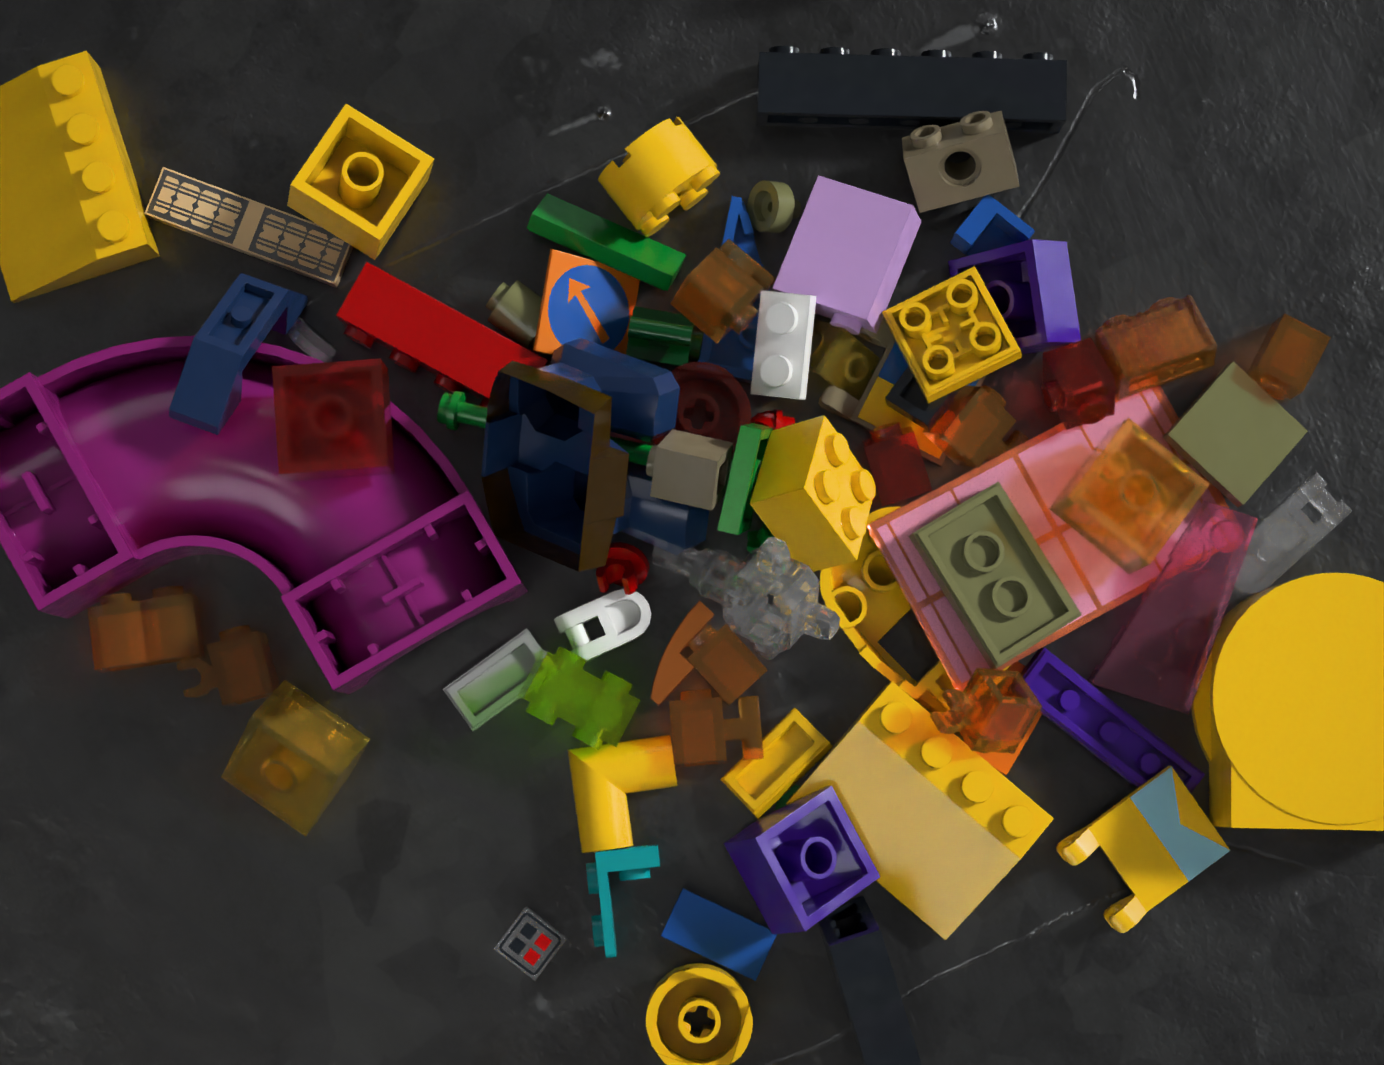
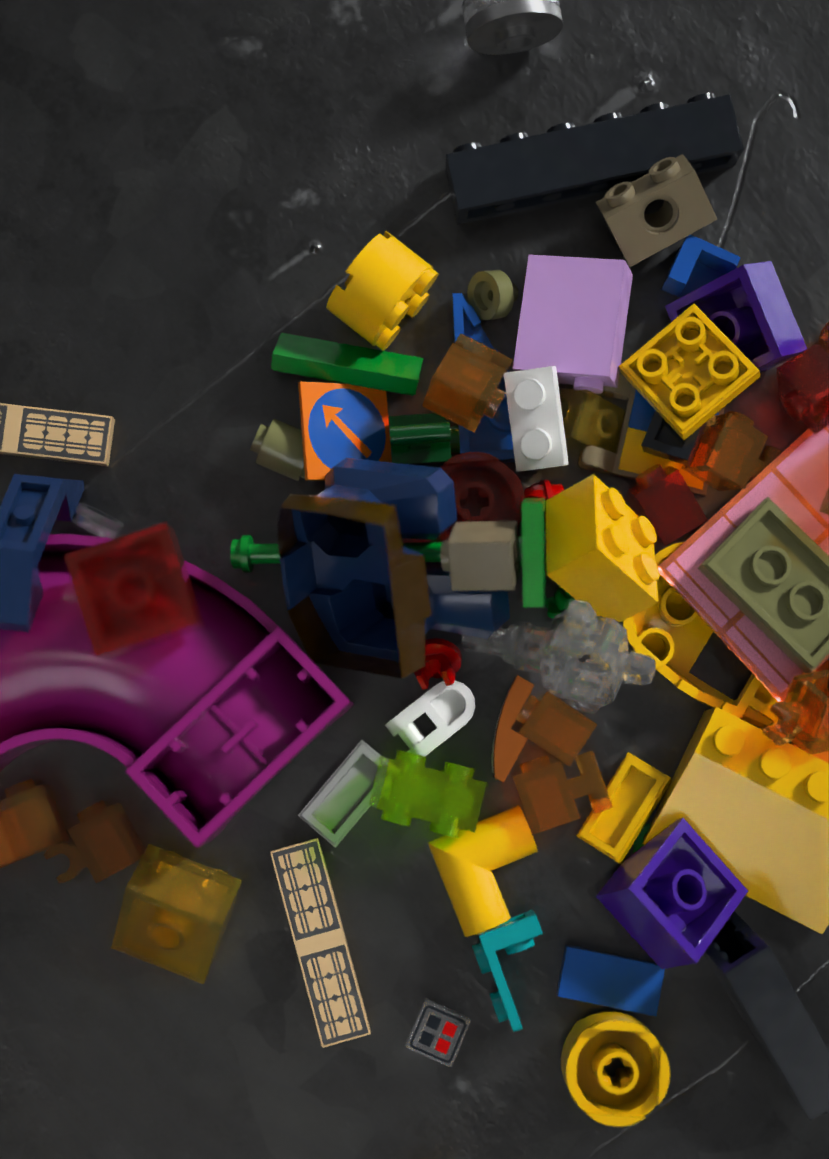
camera: 10 degrees left, 0 degrees up
(360, 181) = (105, 362): yellow brick -> none
(428, 334) = (204, 489): red brick -> none
(434, 823) = (320, 942): none -> tile

